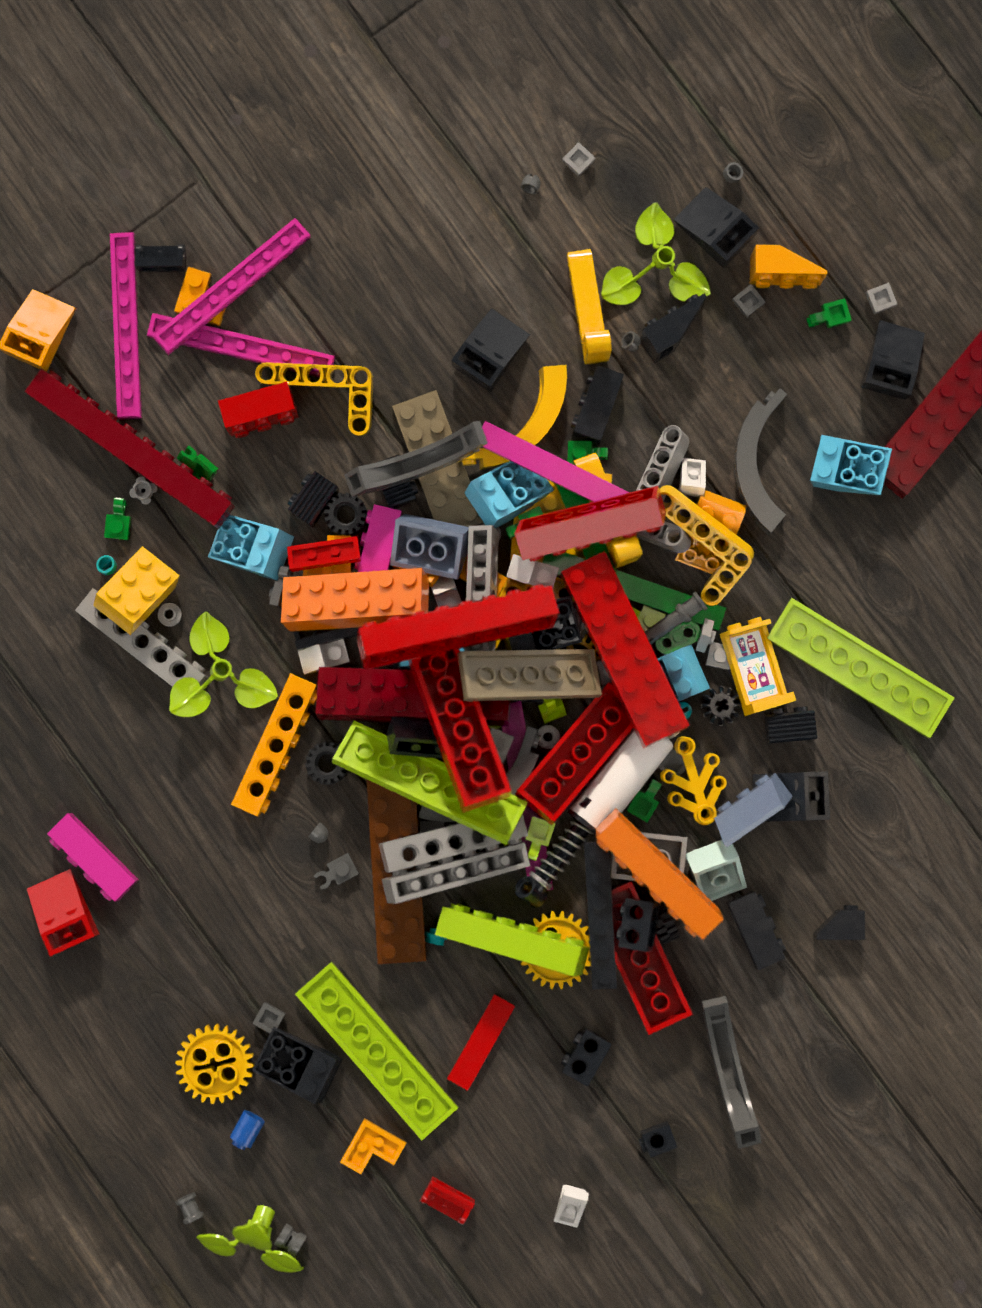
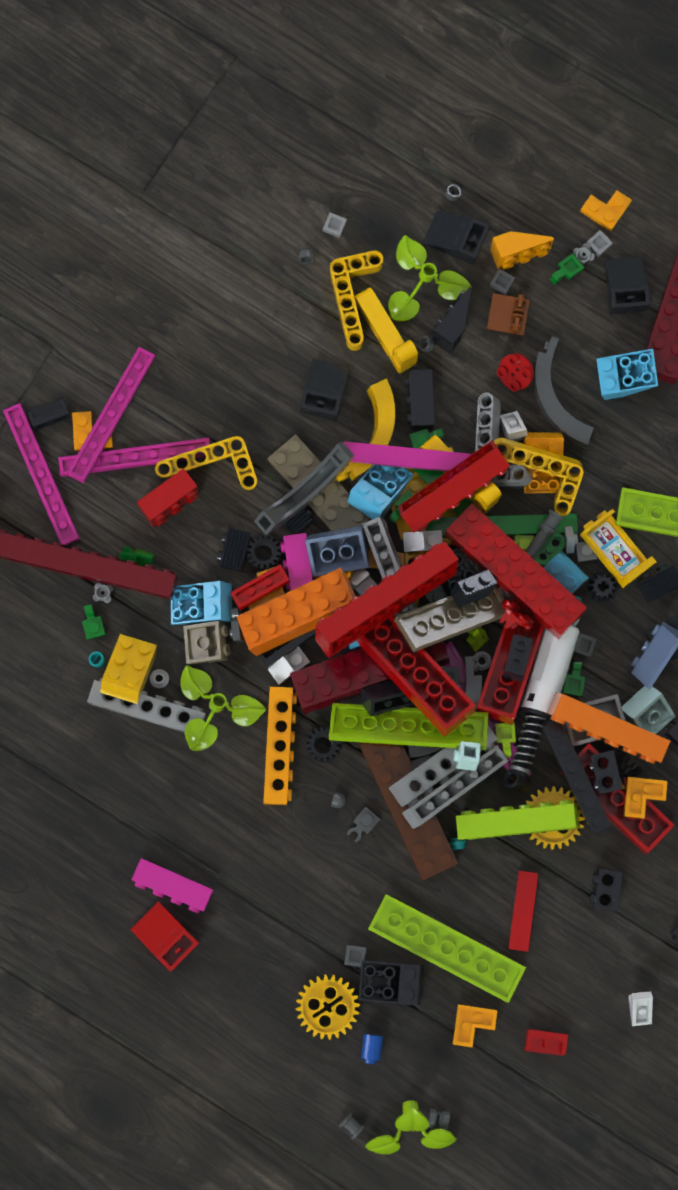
camera: 25 degrees left, 5 degrees down
(238, 593) = (206, 642): none -> dark tan plate
(481, 844) = (467, 756): none -> light aqua brick
(559, 248) = (347, 295): none -> yellow beam
(566, 651) = (473, 588): none -> black brick
(585, 752) = (517, 658): none -> black brick
(603, 702) = (515, 616): none -> red plate
(667, 960) = (638, 791): none -> light orange plate
(696, 783) = (606, 653): yellow plant -> none
(717, 404) = (510, 365): none -> red plate
(740, 342) = (508, 314): none -> dark orange hinge
(852, 304) = (579, 253): none -> light grey plate
(906, 267) = (606, 214): none -> light orange plate

